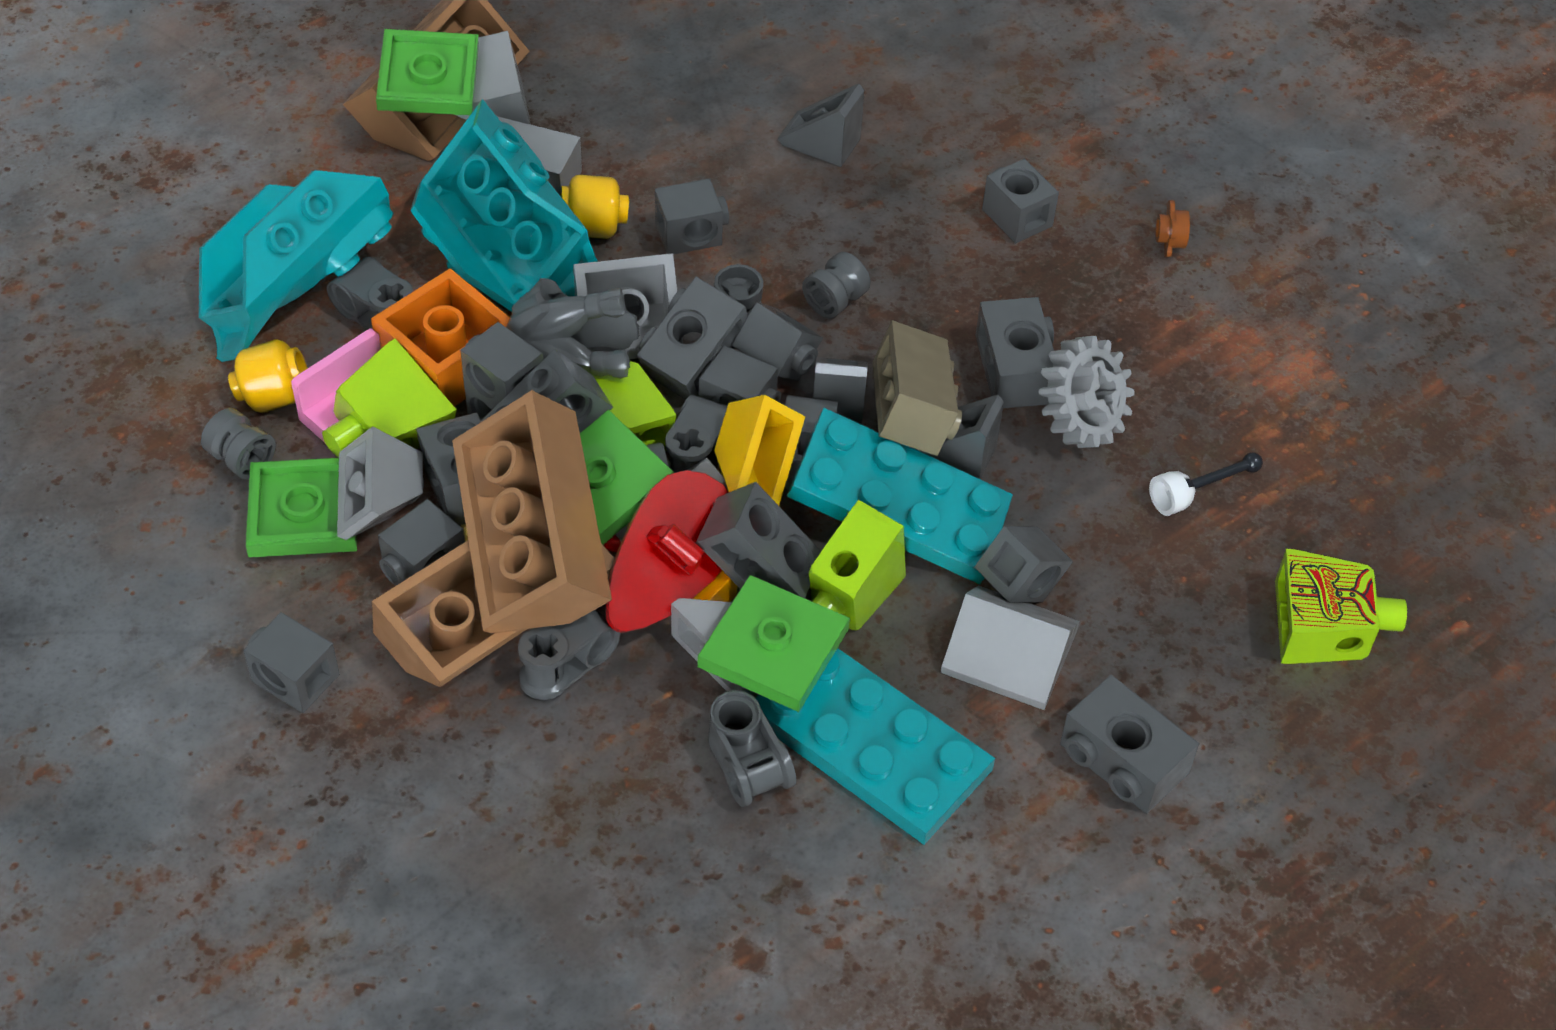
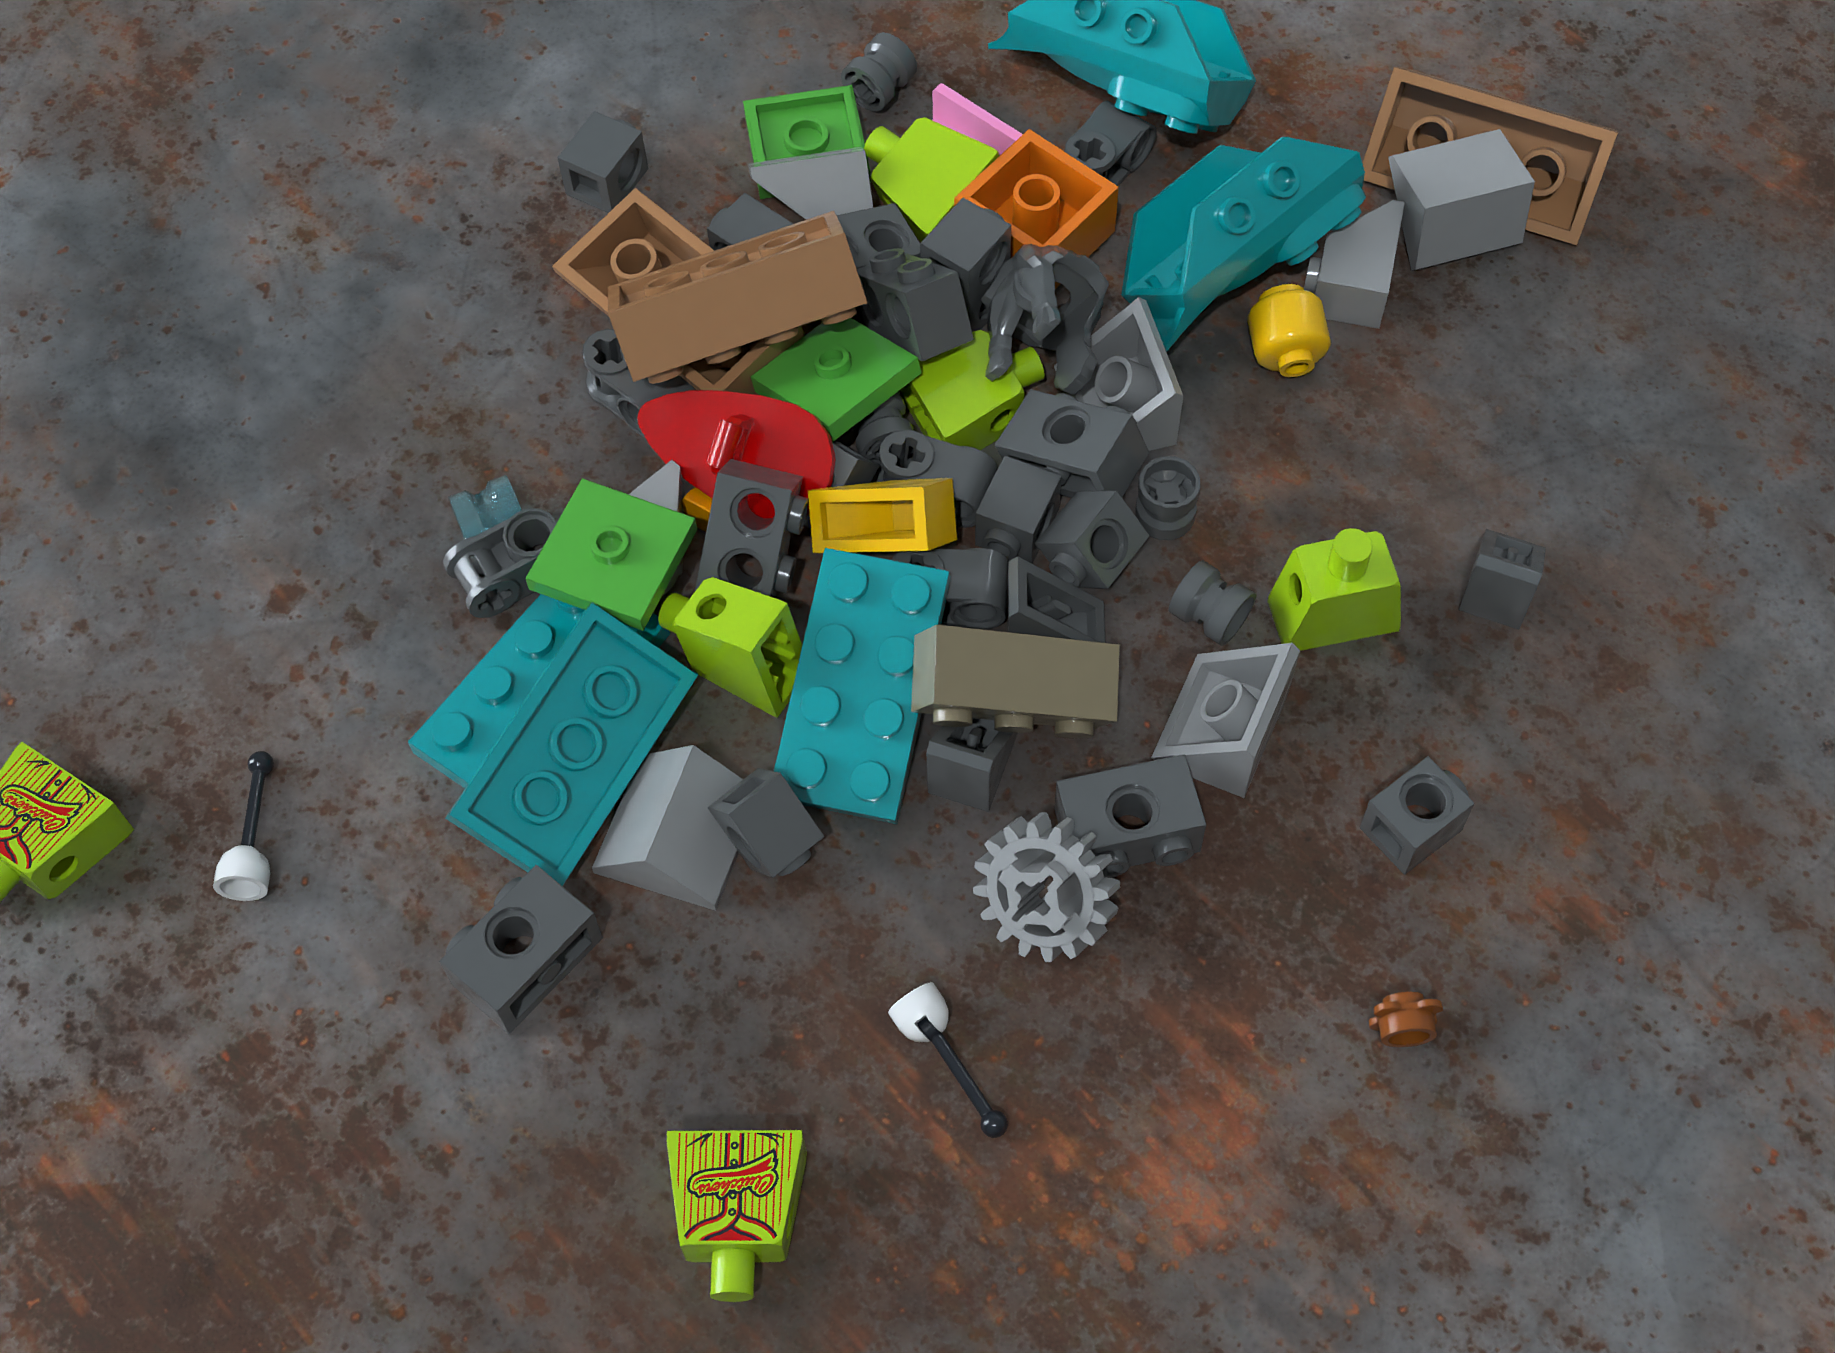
camera: 90 degrees right, 10 degrees up
(265, 375) = (976, 72): yellow head -> none
(427, 72) = (1429, 111): bright green plate -> none
(690, 216) = (1299, 433): dark grey brick -> none
(691, 760) = (486, 508): none -> clear light blue wheel
(840, 186) = (1337, 591): none -> lime torso
(935, 281) = (1229, 713): none -> light grey slope
(948, 693) = (572, 746): none -> teal plate
(1046, 965) = (243, 871): none -> white hinge

